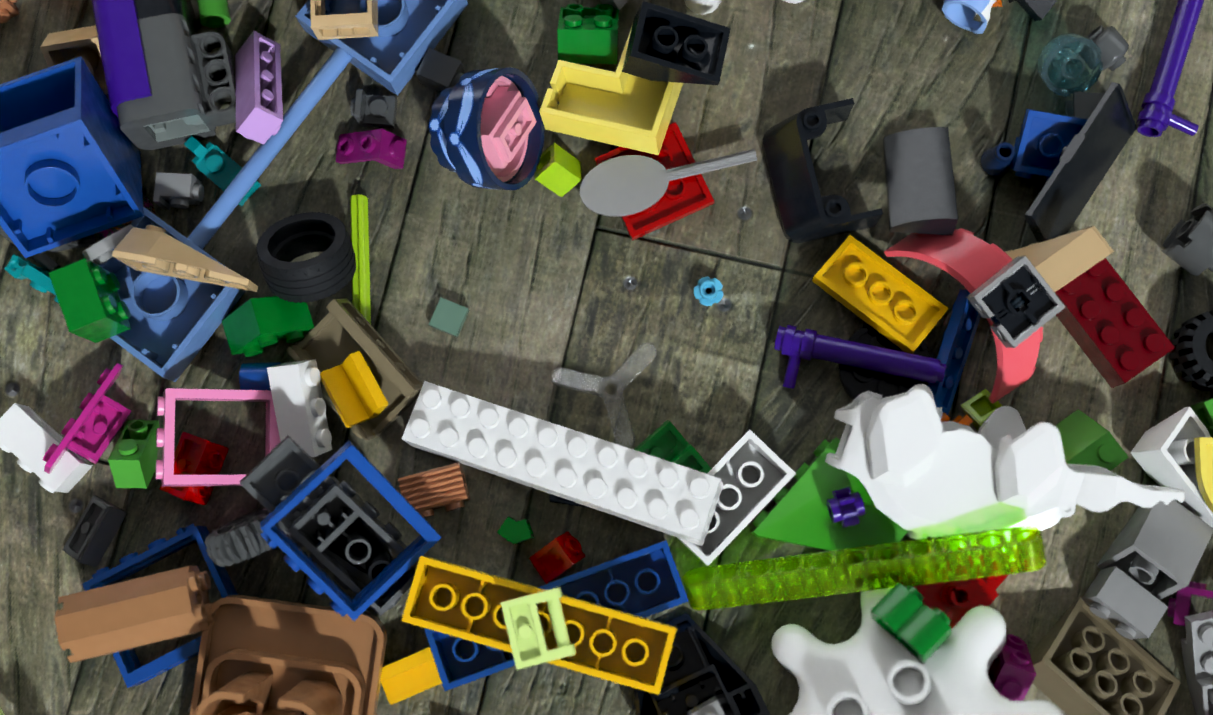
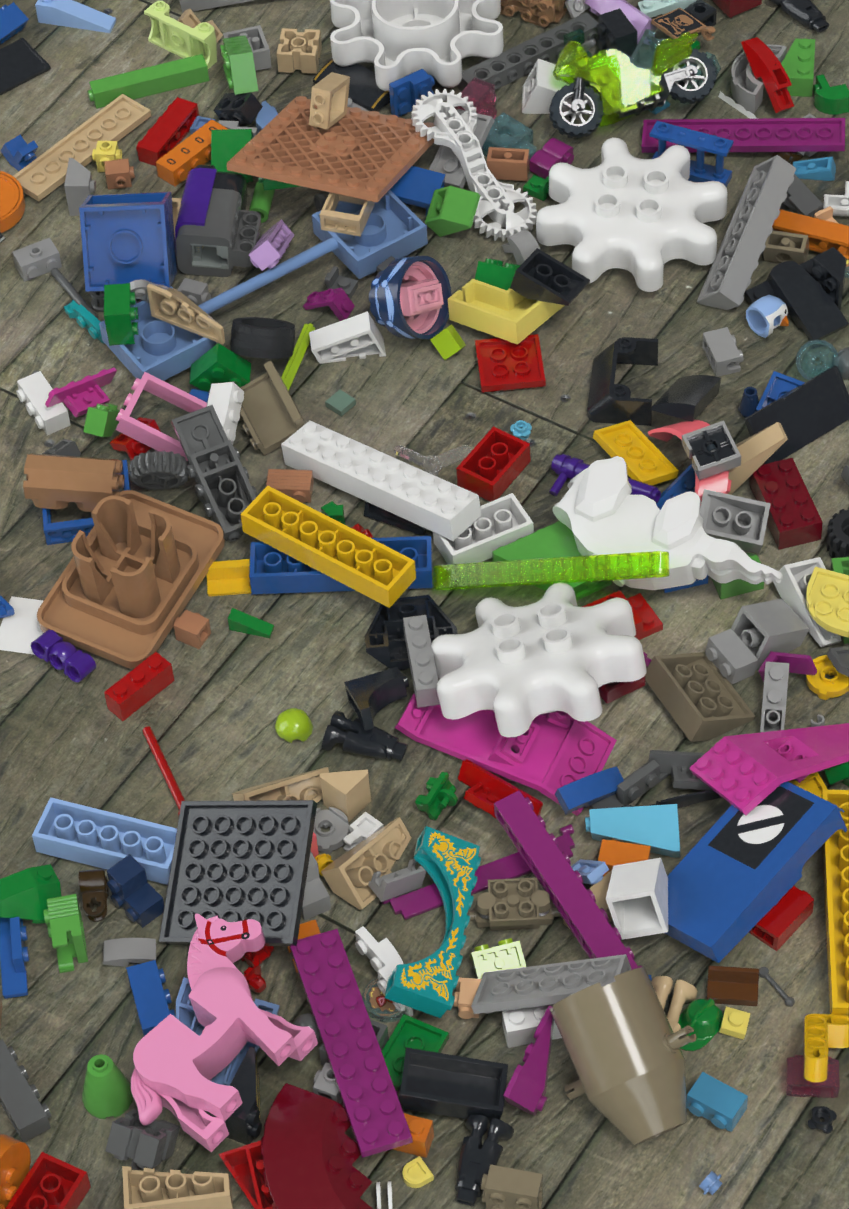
camera: 15 degrees right, 30 degrees down
(217, 165) = (221, 284): teal hinge -> none
(319, 580) = (217, 428): blue window -> none
(354, 390) = (262, 416): yellow panel -> none
(419, 211) = (347, 339): none -> white wedge
(526, 629) = (318, 532): yellowish green plate -> none
(638, 182) = (498, 357): light grey piece -> none
(699, 374) = (493, 464): none -> red brick
(845, 507) = (557, 544): dark purple gear -> none
(912, 622) = (568, 588): green brick -> none
(930, 77) = (722, 351): none -> light grey brick
(1063, 384) = (735, 519): none -> light grey slope

